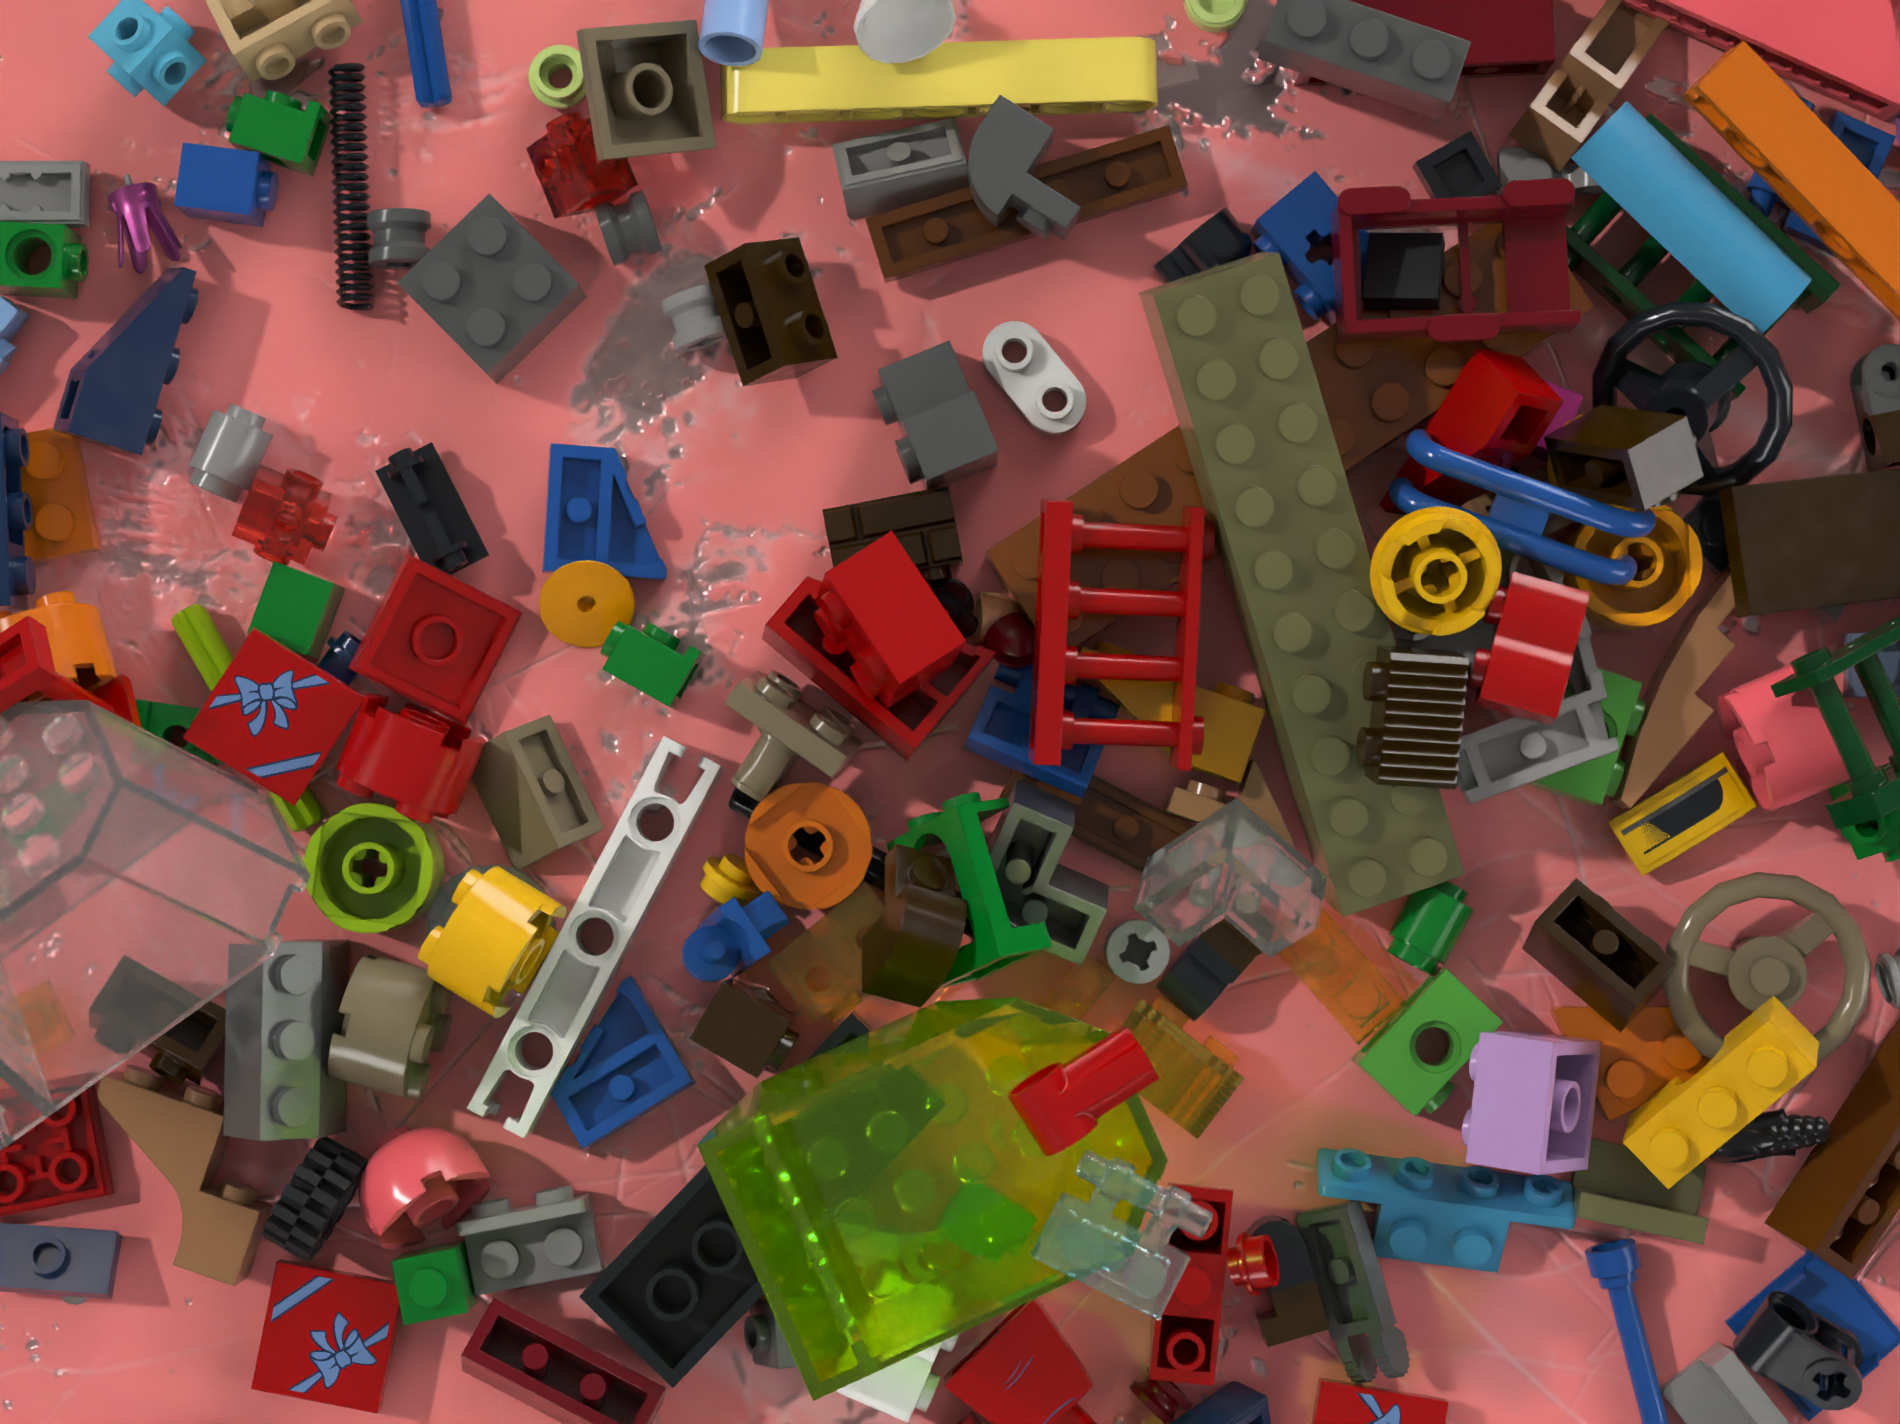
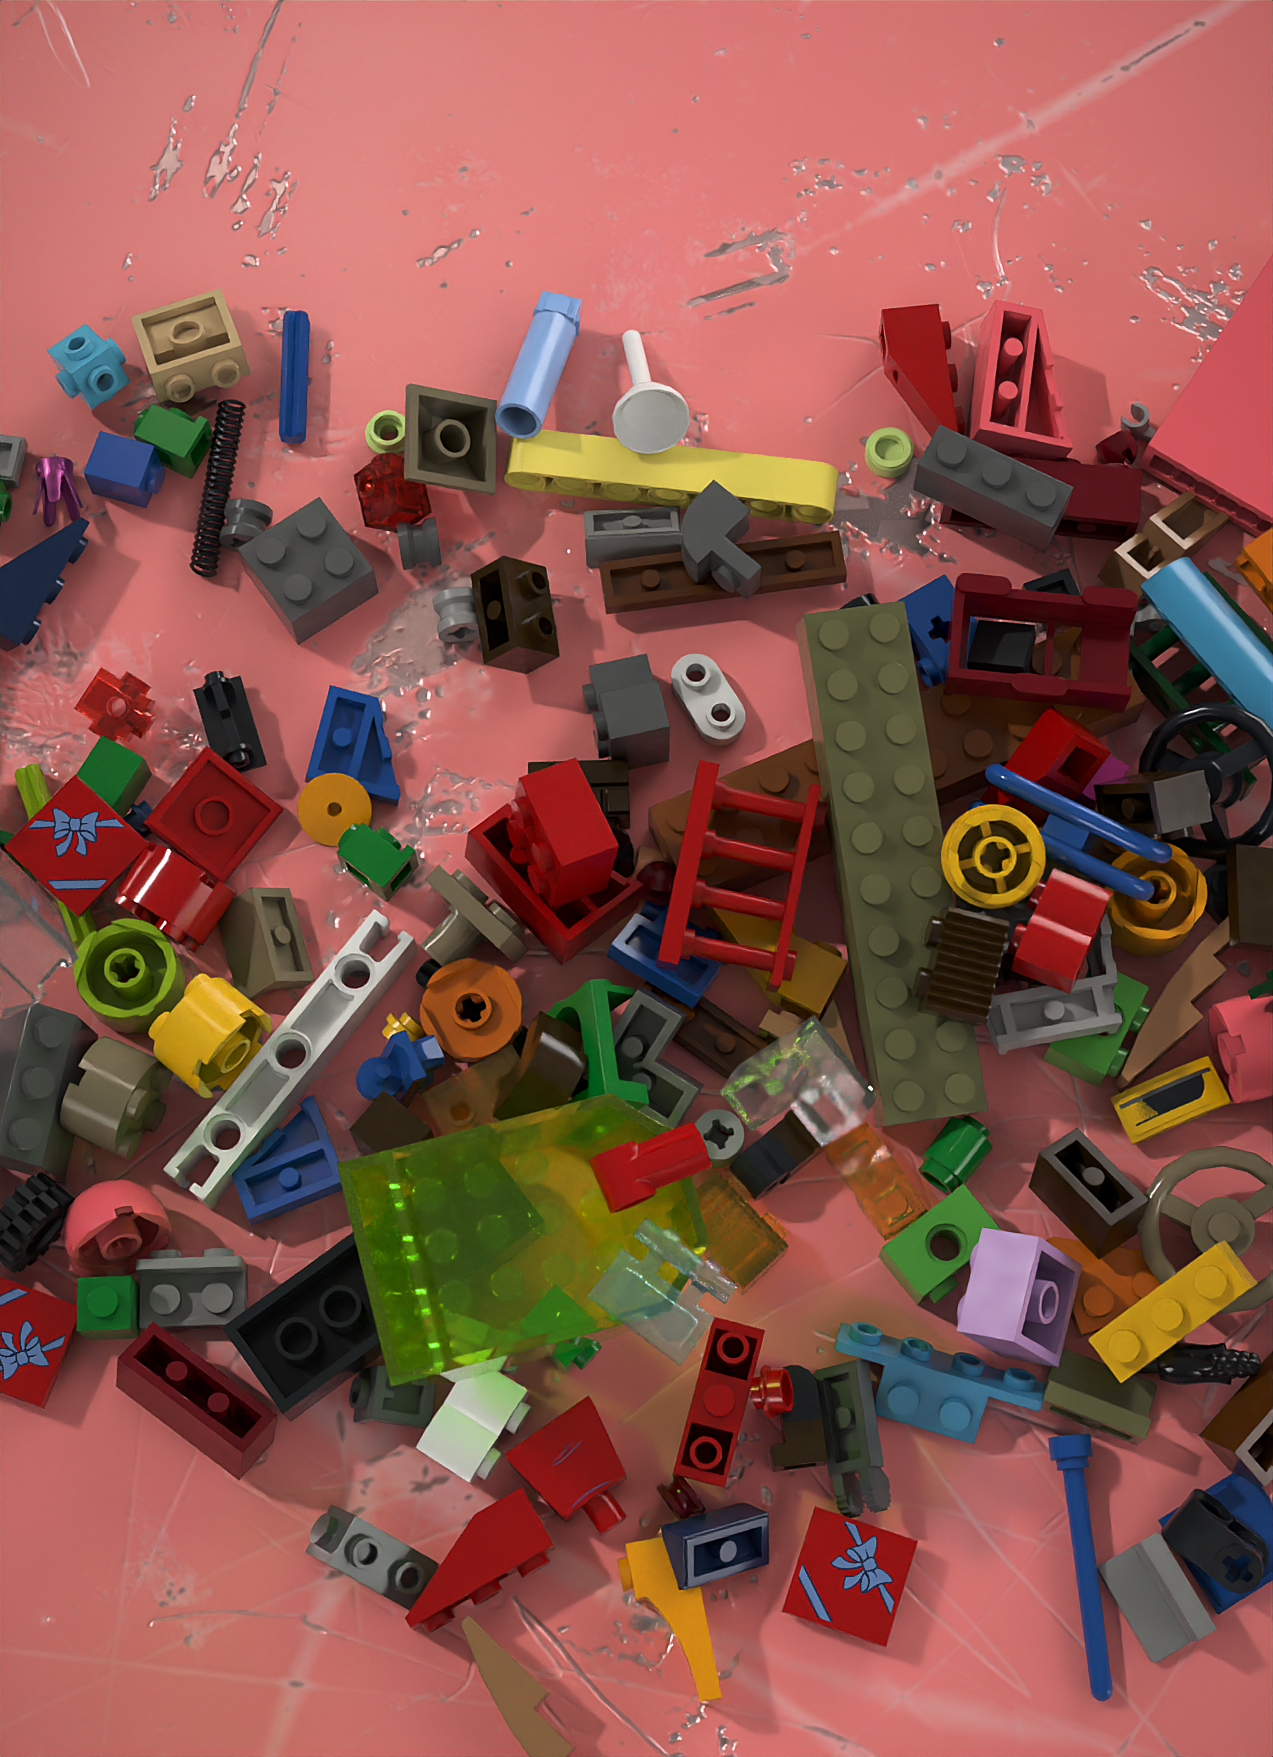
camera: 10 degrees right, 15 degrees down
(229, 452) = (84, 655): light grey brick -> none

